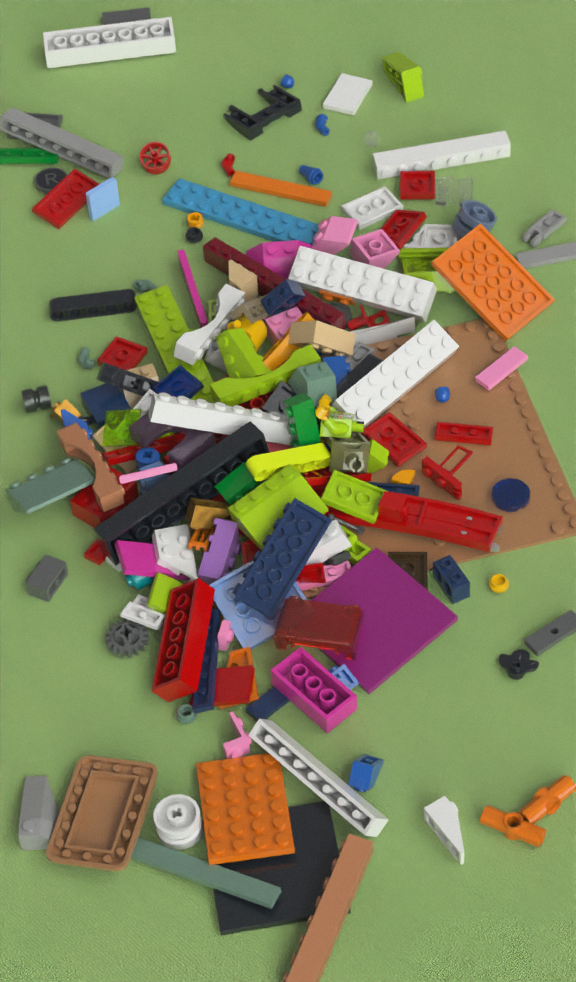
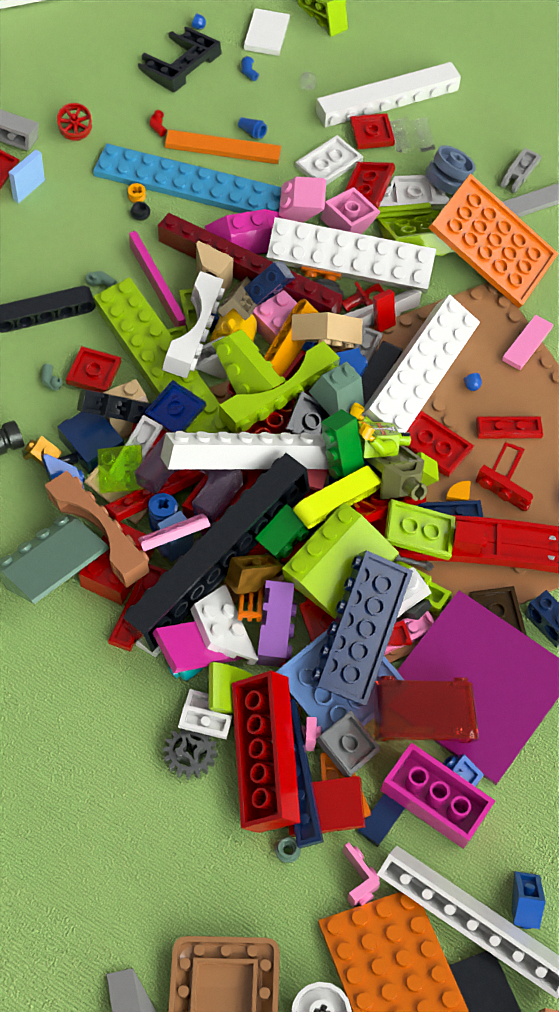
camera: 20 degrees left, 10 degrees up
(46, 578) = (70, 681): dark grey brick -> none
(252, 644) = (348, 744): none -> dark grey tile
(377, 329) = (384, 310): none -> red tile

